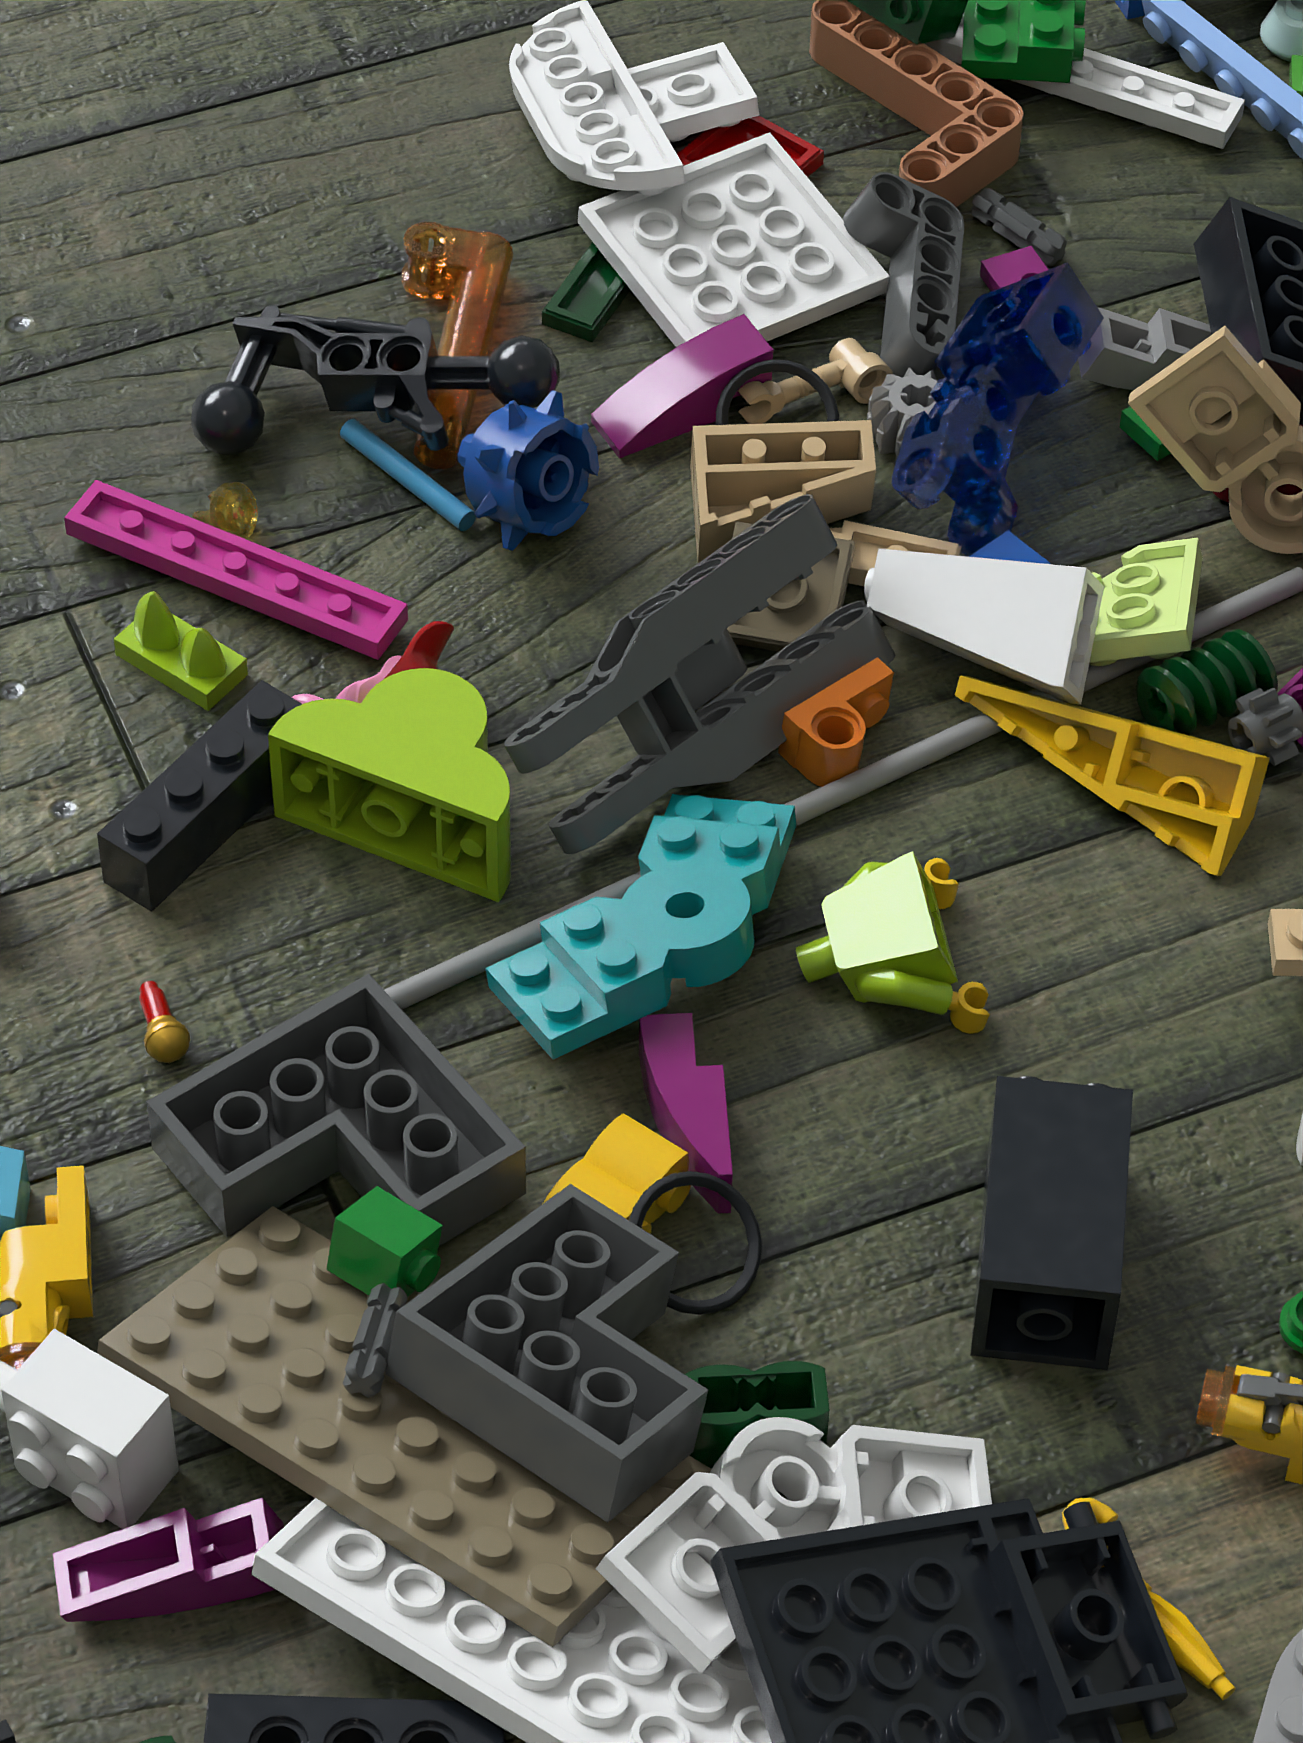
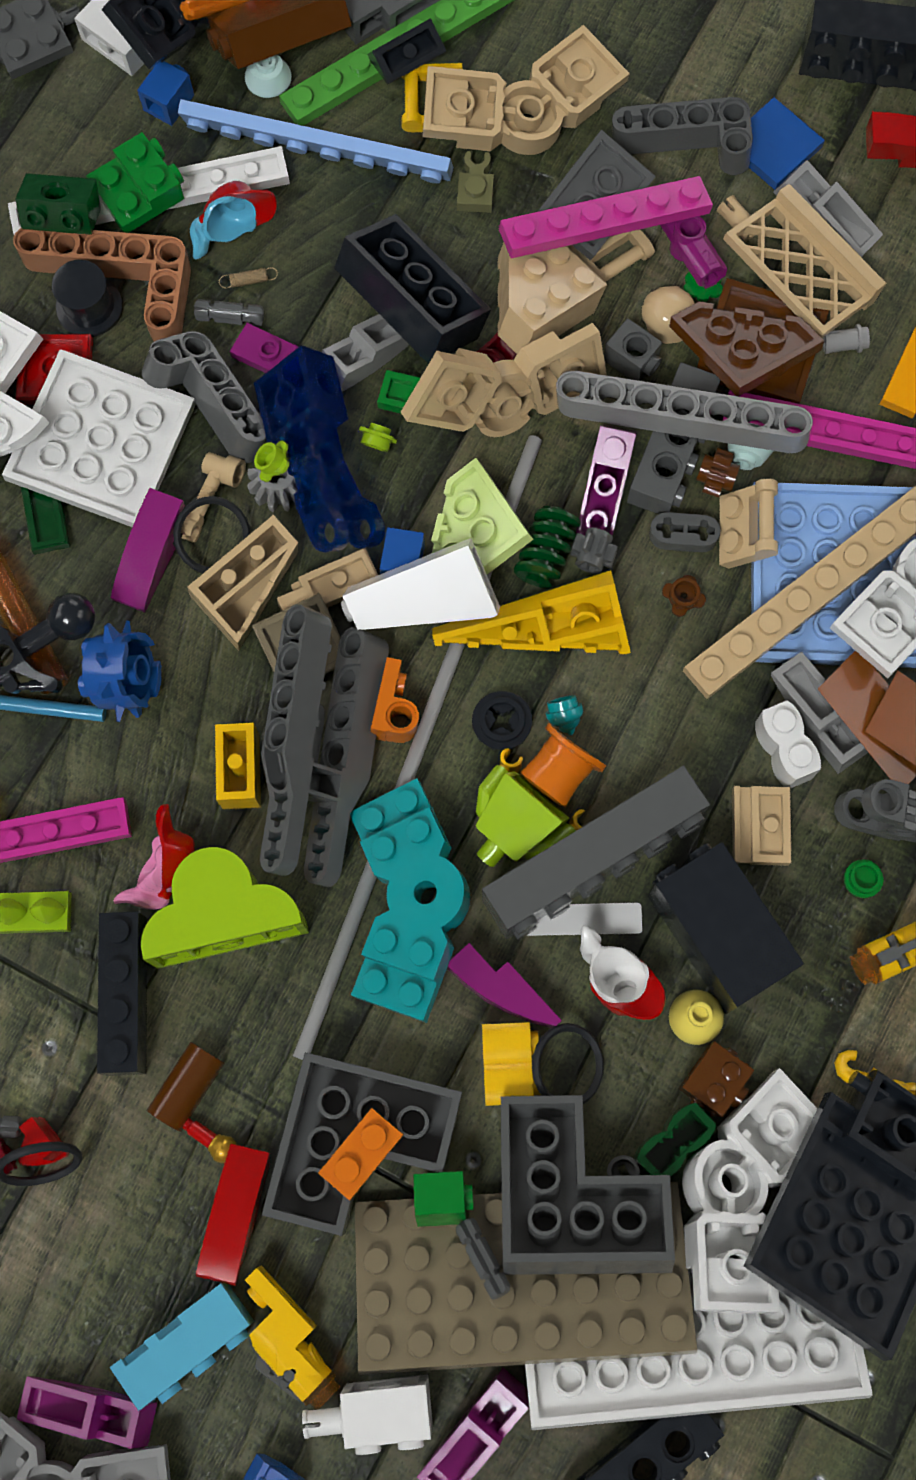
camera: 35 degrees left, 25 degrees up
(103, 1104) = (233, 1214): none -> red slope
(188, 946) = (185, 1087): none -> reddish brown brick
(332, 1116) = (360, 1154): none -> orange plate
(567, 647) = (237, 766): none -> yellow brick
(851, 106) = (85, 299): none -> black piece
(855, 1184) = (621, 979): none -> white hair
(872, 1120) = (602, 917): none -> white sticker
(884, 1388) = (717, 1080): none -> reddish brown head
(922, 369) = (271, 460): none -> lime plate
(925, 1322) = (696, 1017): none -> light yellow brick
(944, 1021) = (594, 853): none -> dark grey brick
(987, 819) = (502, 704): none -> black gear
(996, 914) = (560, 767): none -> orange piece
(1061, 875) = (564, 713): none -> teal plate
(1078, 209) = (248, 277): none -> tan piece
(1087, 449) = (377, 437): none -> lime plate
(1113, 127) = (229, 214): none -> medium azure hair
(1220, 1166) = (761, 825): none -> tan plate

